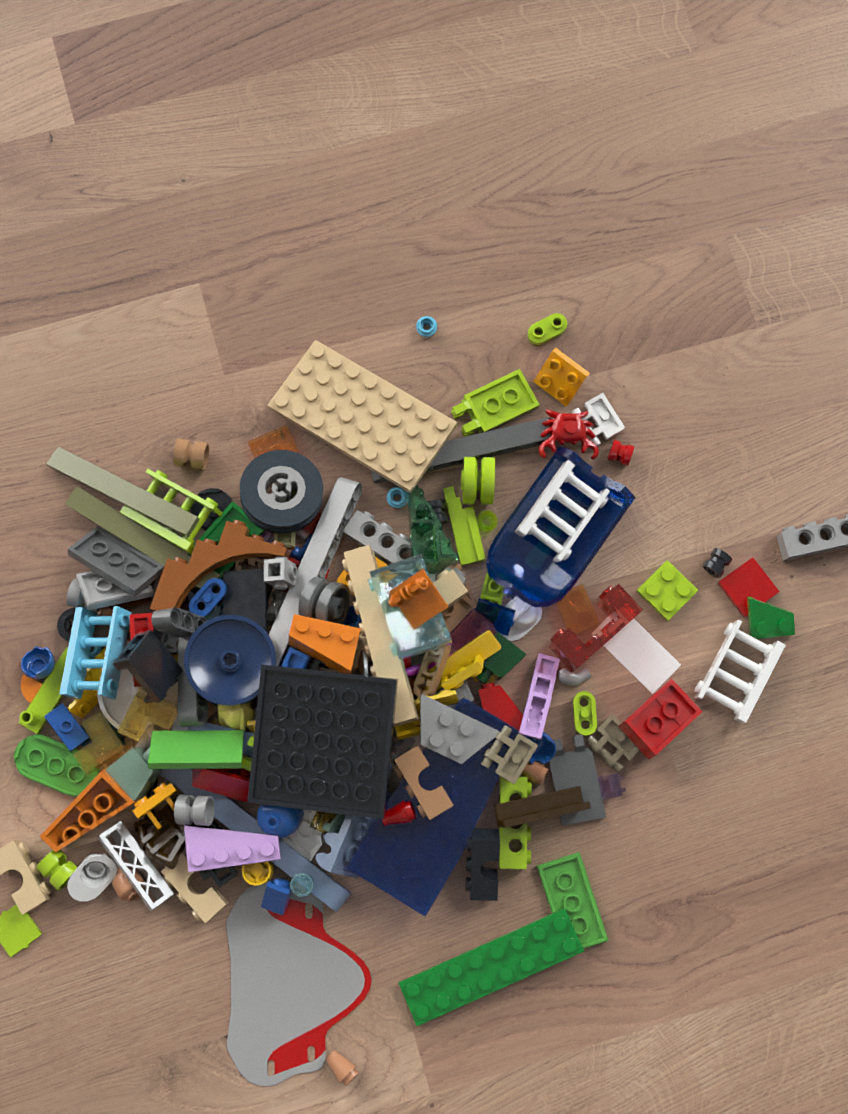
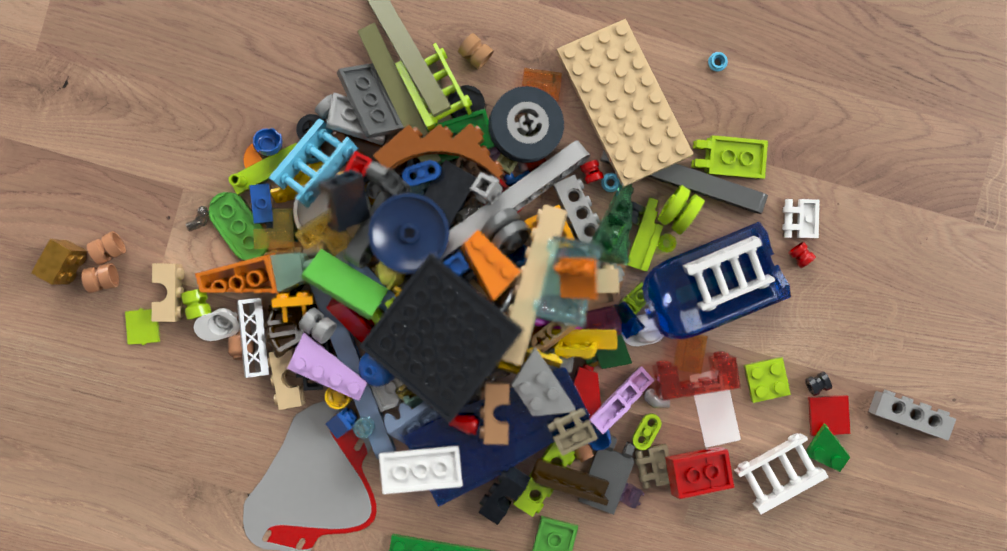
camera: 35 degrees right, 10 degrees up
(14, 783) = (201, 219): none -> clear smoke arm
(372, 498) = (589, 168): none -> red wheel
(384, 888) = (420, 469): none -> white plate
(548, 329) = (810, 122): lime plate -> none
(561, 377) = (796, 168): light orange plate -> none
(568, 429) = (774, 212): red animal -> none

